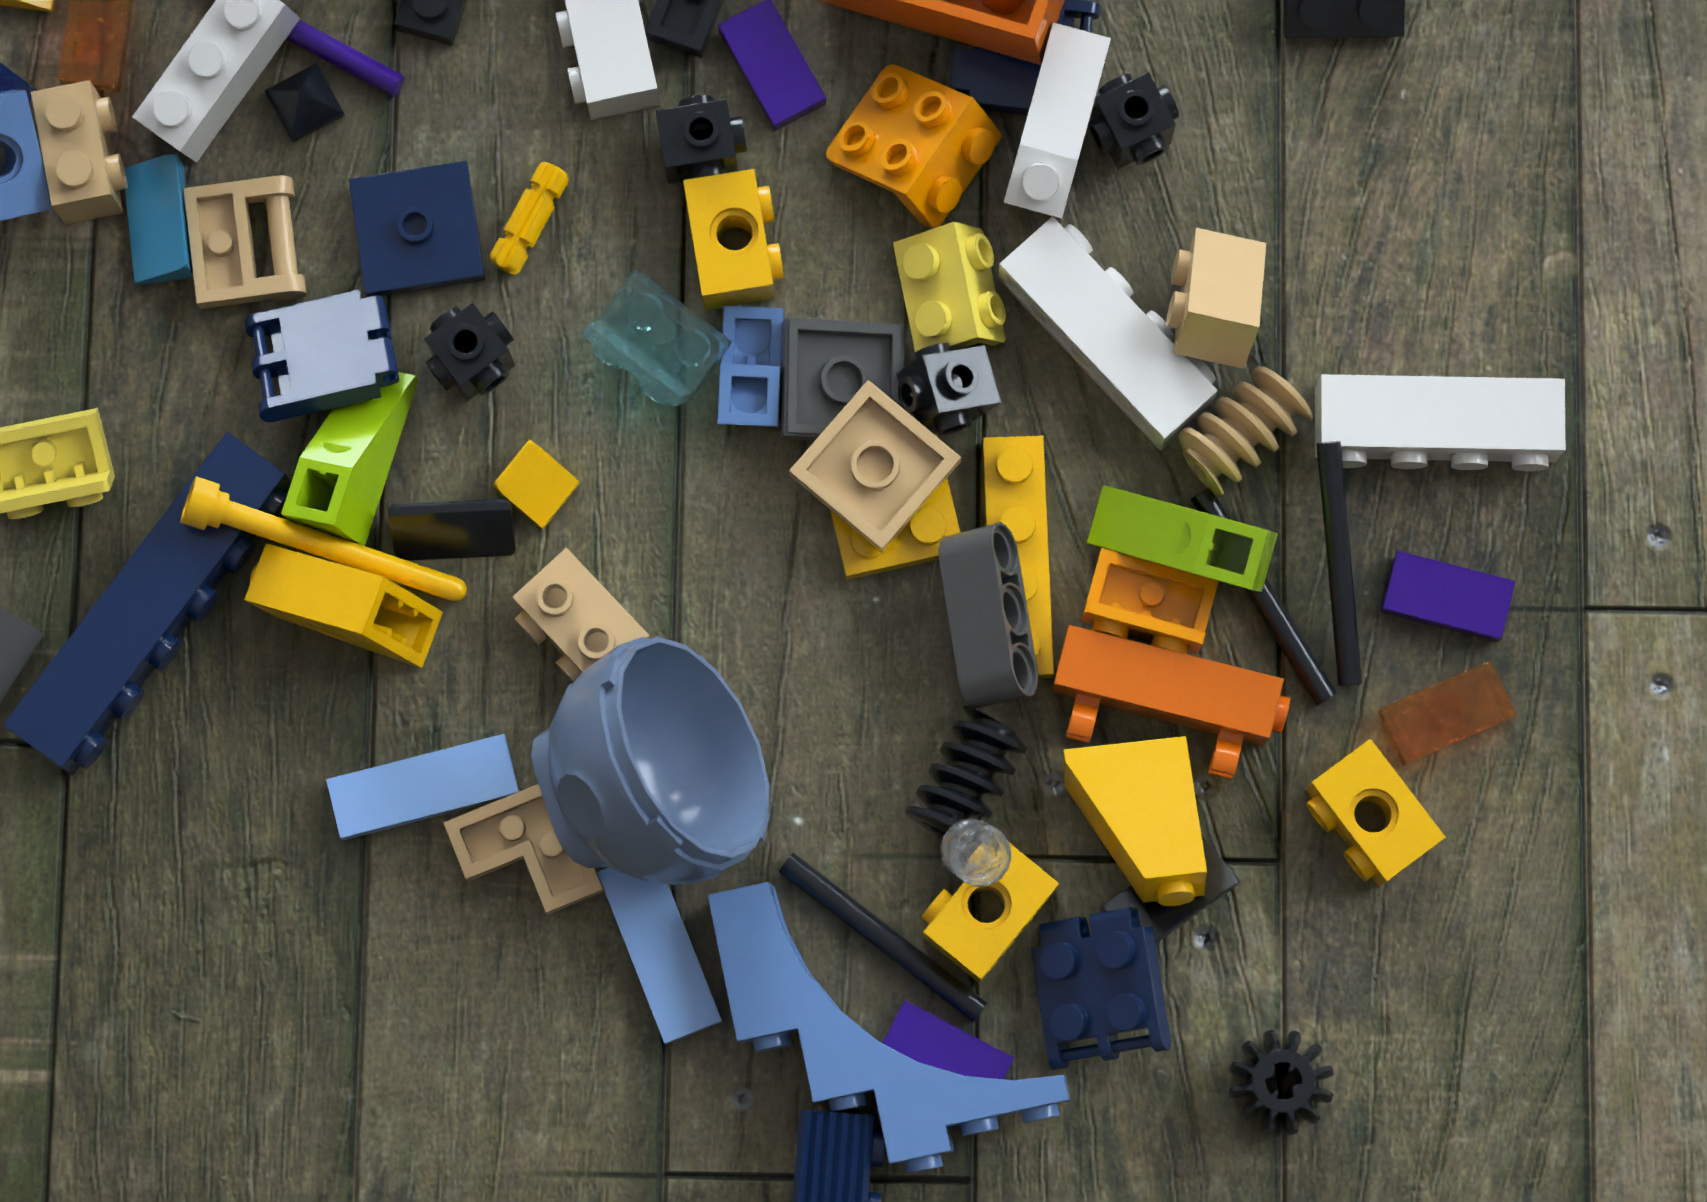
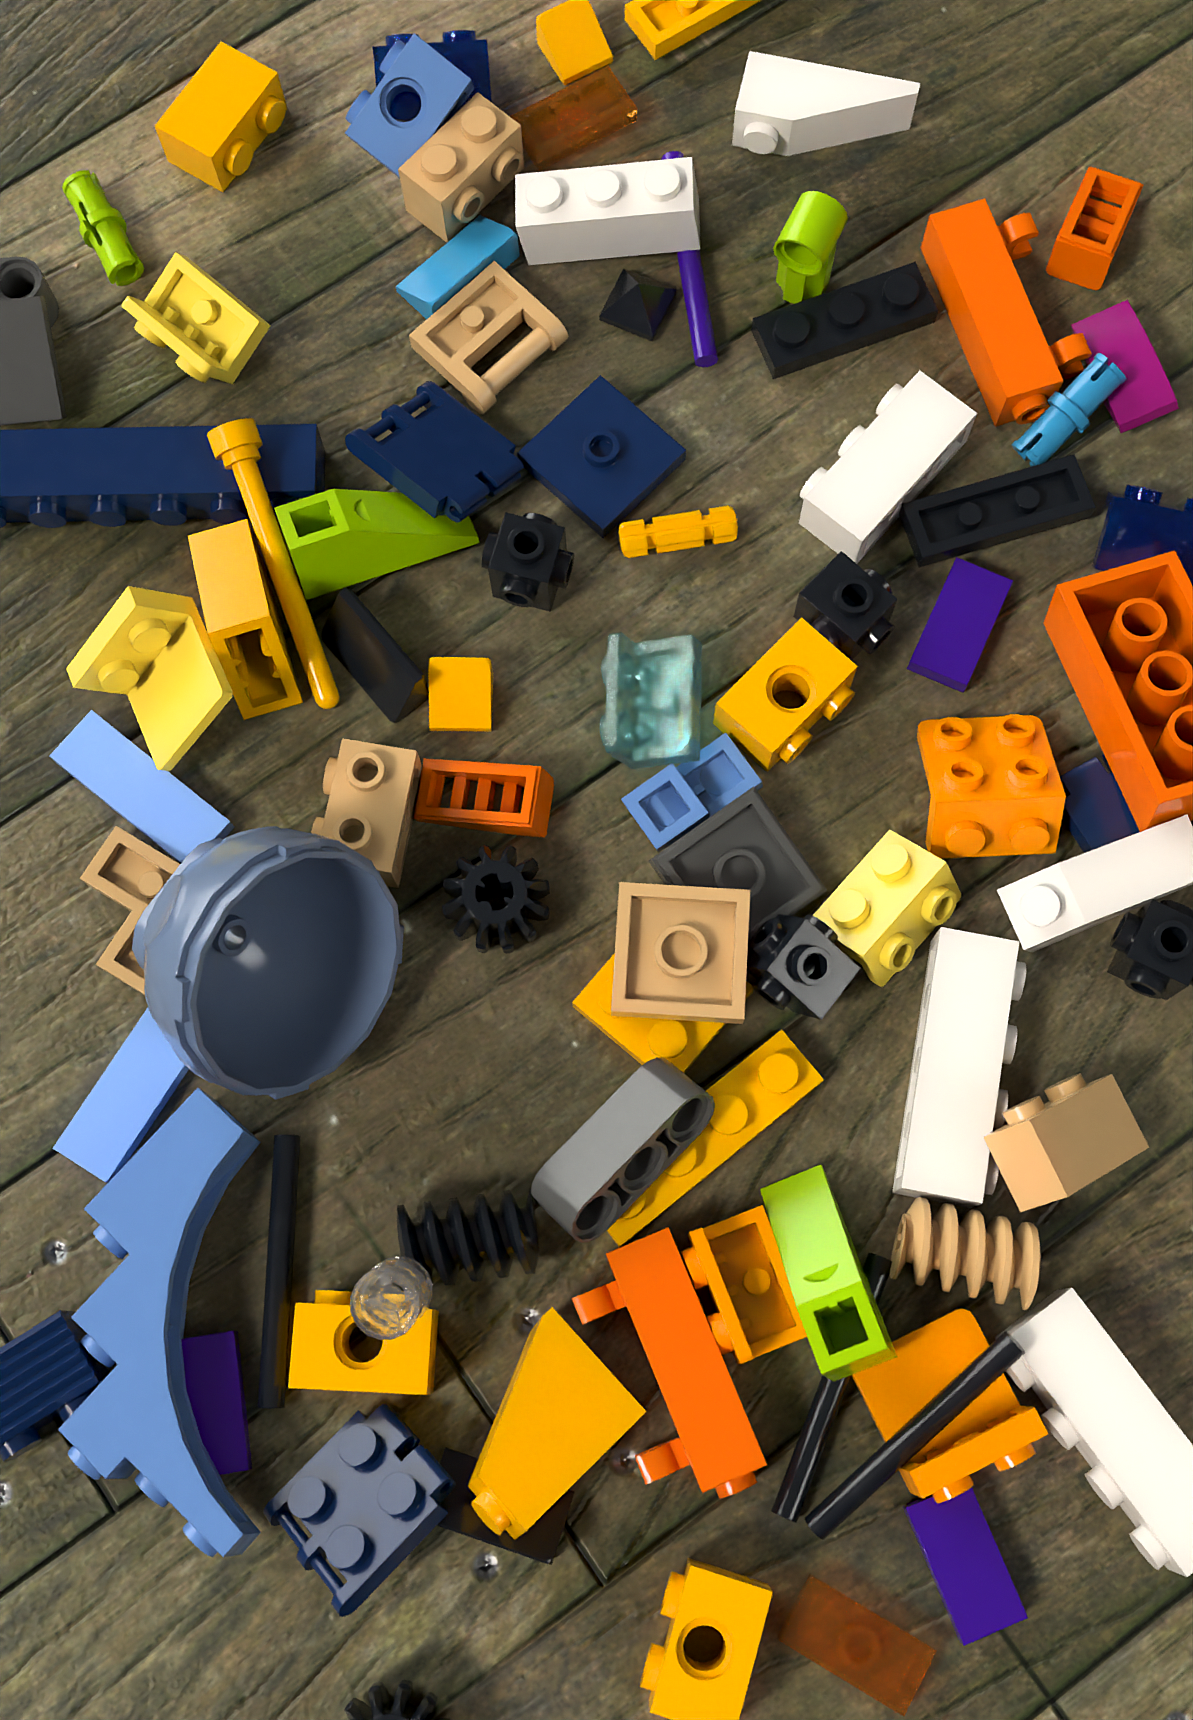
camera: 55 degrees right, 5 degrees down
(351, 697) = (165, 664): none -> light yellow bracket
(650, 476) = (535, 806): none -> orange slope
(715, 556) = (513, 882): none -> black gear
(1372, 512) = (985, 1432): none -> light orange bracket

